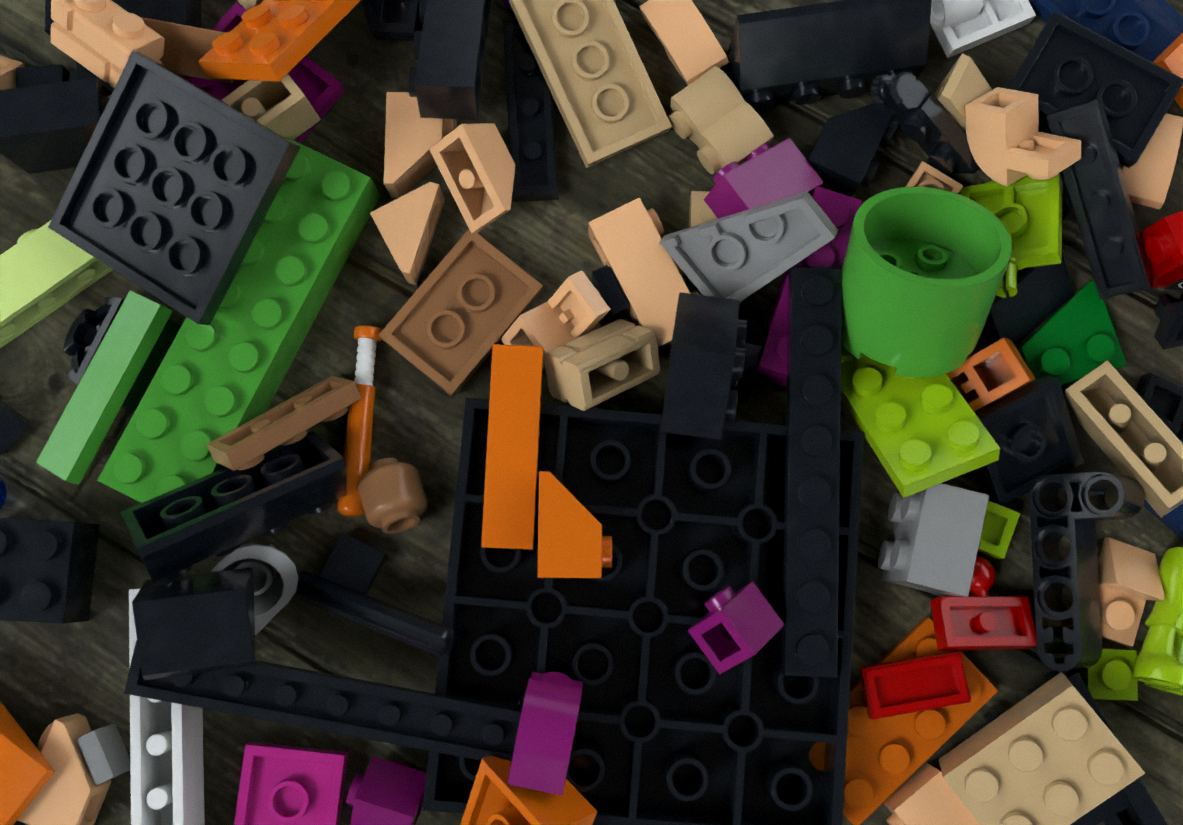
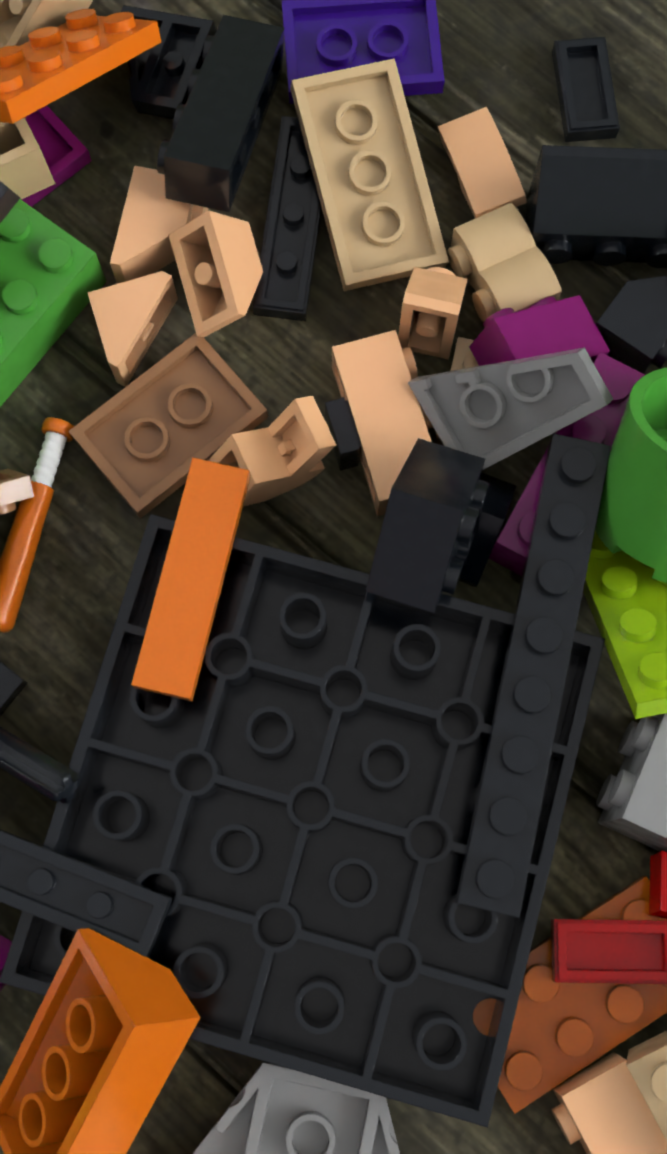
camera: 10 degrees right, 5 degrees down
(392, 495) = (46, 614): medium nougat head -> none
(546, 732) = (158, 911): magenta brick -> none
(568, 535) = (233, 689): orange slope -> none
(602, 364) = (315, 506): tan brick -> none
(667, 173) = (431, 311): none -> light nougat slope
(735, 626) = (408, 830): magenta brick -> none

